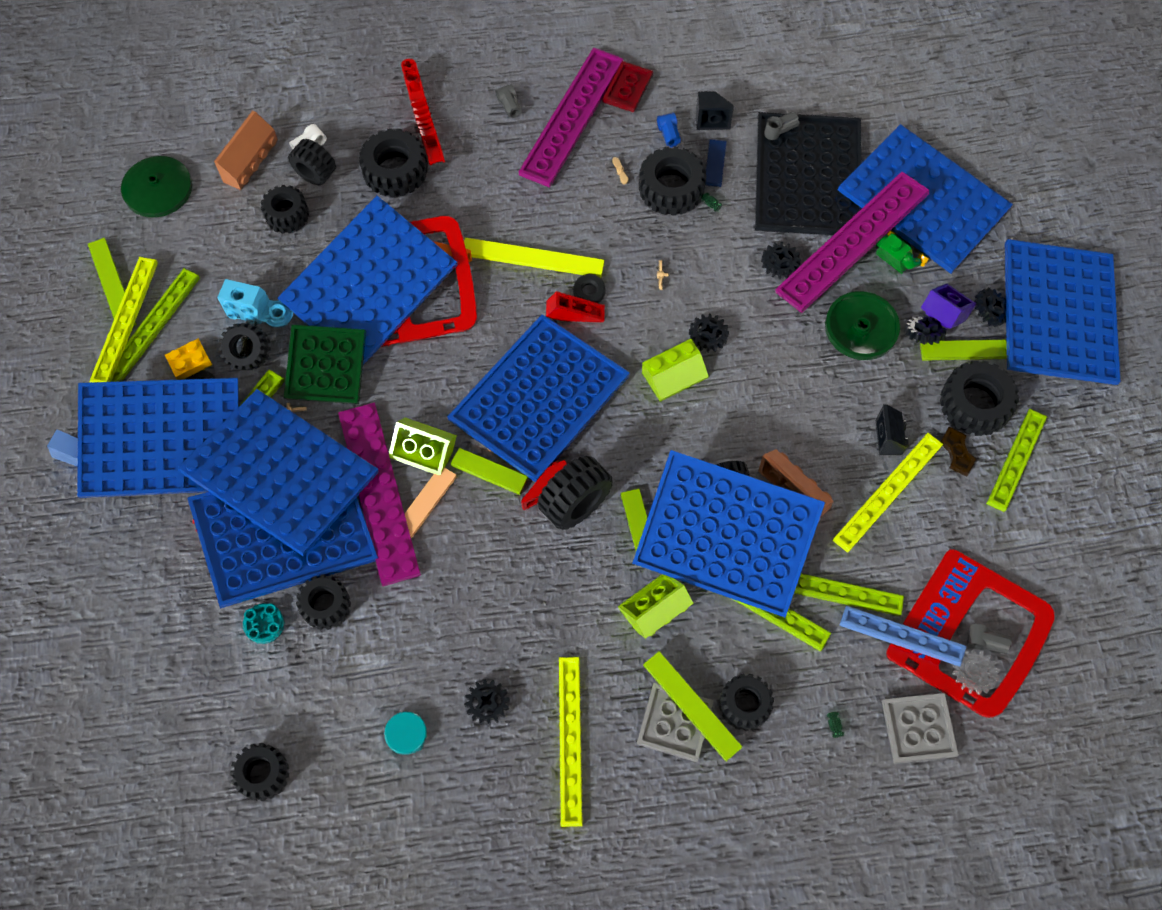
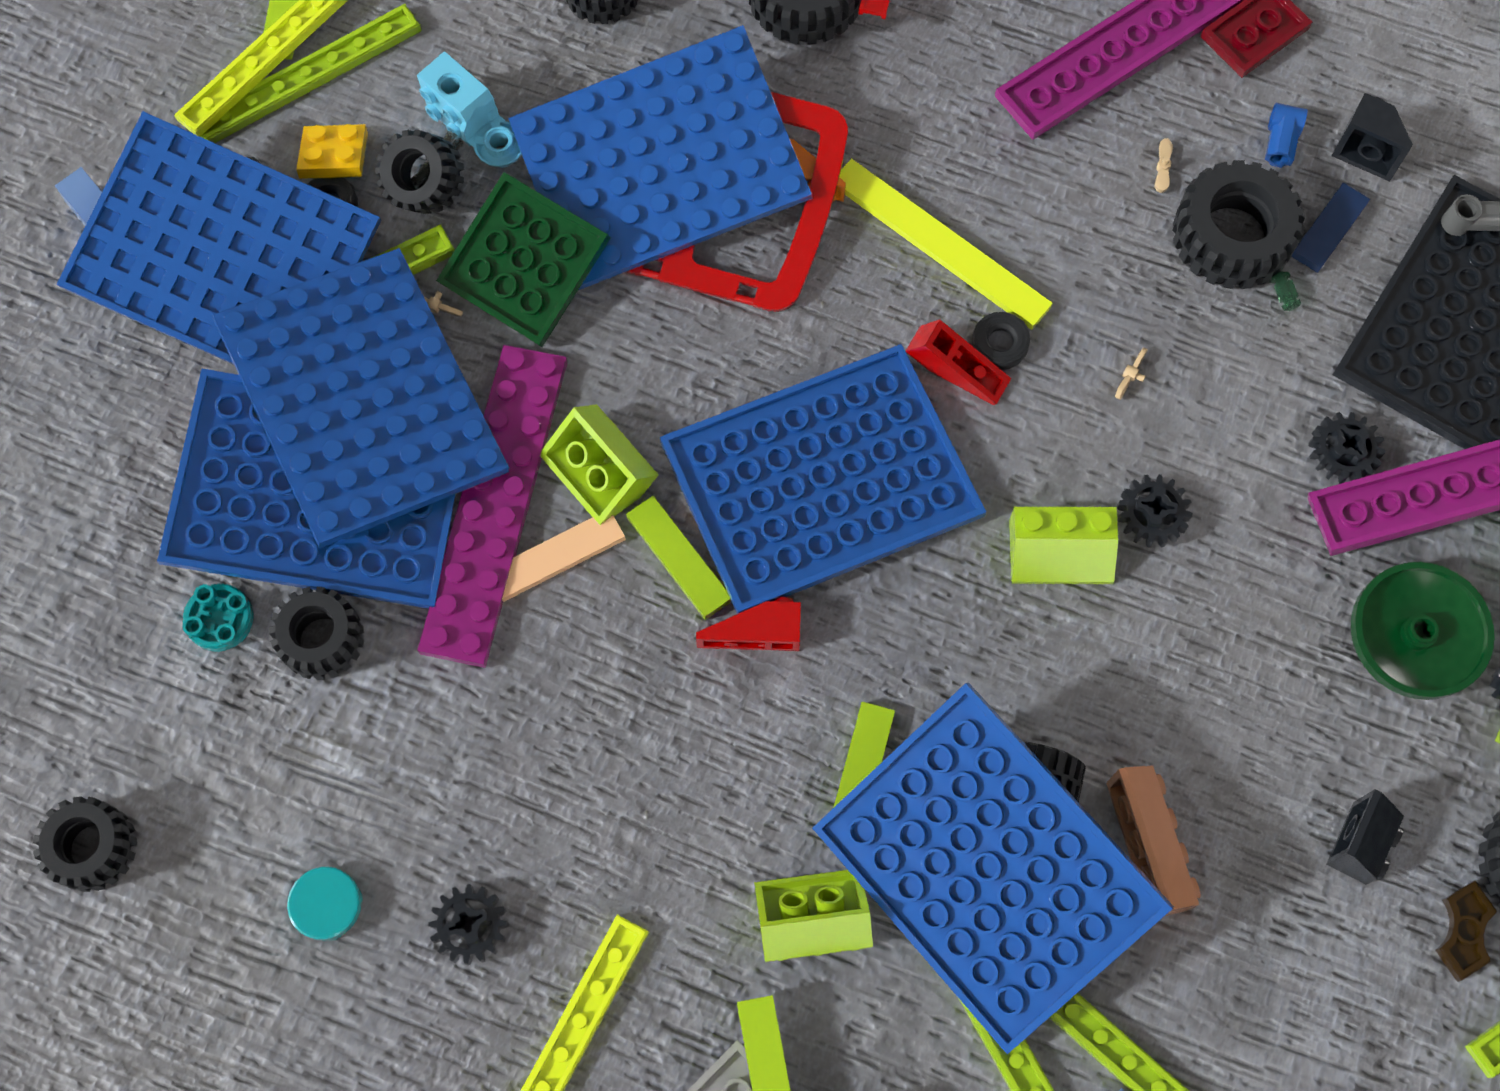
camera: 30 degrees right, 5 degrees up
(575, 492) = (781, 667): black tyre -> none
(887, 492) = (1304, 935): neon yellow tile -> none

